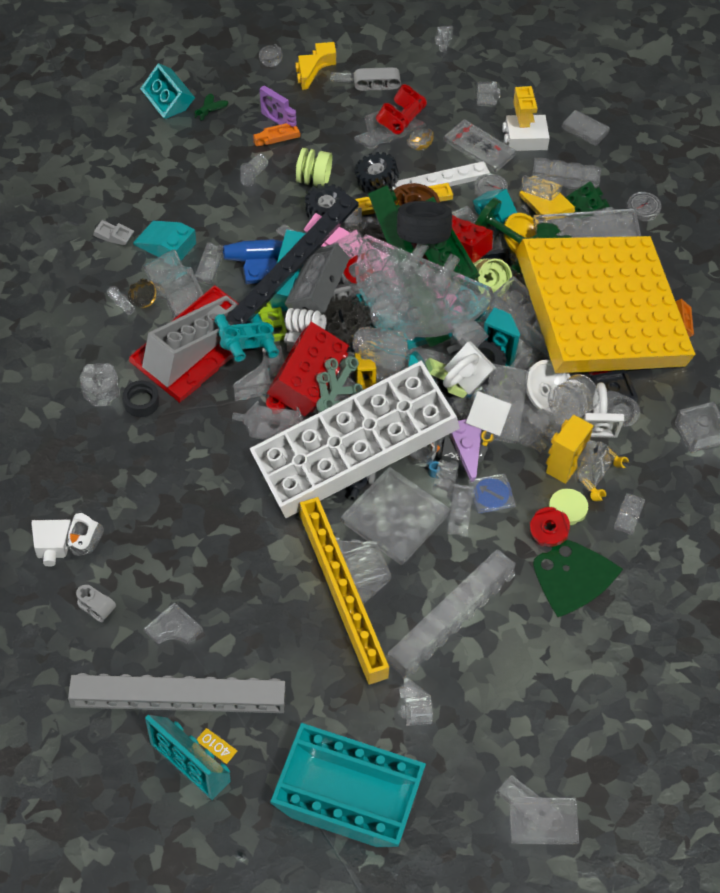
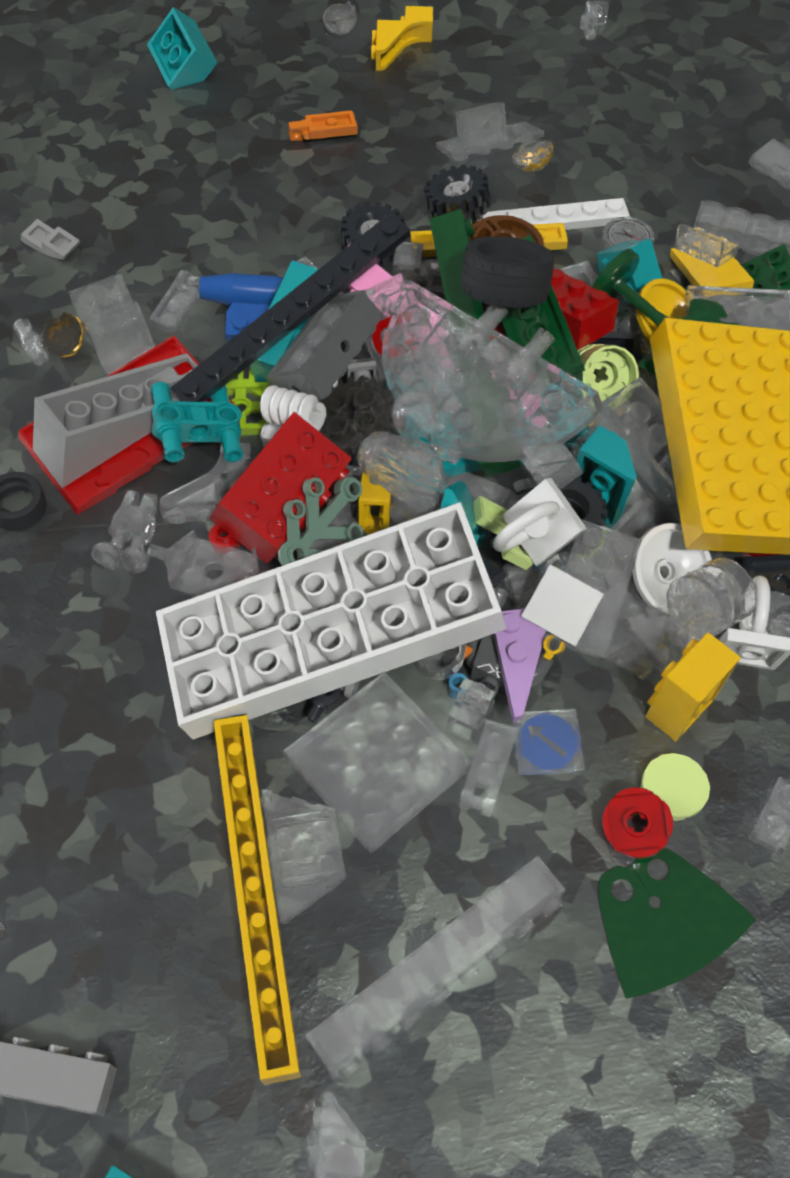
camera: 10 degrees right, 5 degrees up
(167, 236) = (128, 253): teal slope -> none
(210, 105) = (237, 77): dark green piece -> none
(216, 403) = (129, 523): none -> clear piece
(251, 170) = (272, 172): clear piece -> none
(282, 104) = (336, 81): medium lavender piece -> none
(311, 167) = (364, 176): yellowish green wheel -> none
(342, 77) = (438, 59): clear window -> none
(377, 79) = (486, 65): light grey beam -> none
(393, 118) = (497, 118): red piece -> none
(479, 145) = (621, 175): clear tile -> none
(487, 93) = (644, 101): clear brick -> none
(525, 105) = (698, 118): yellow hips -> none
(526, 139) = (694, 163): white brick -> none
(593, 465) = (729, 718): clear torso -> none

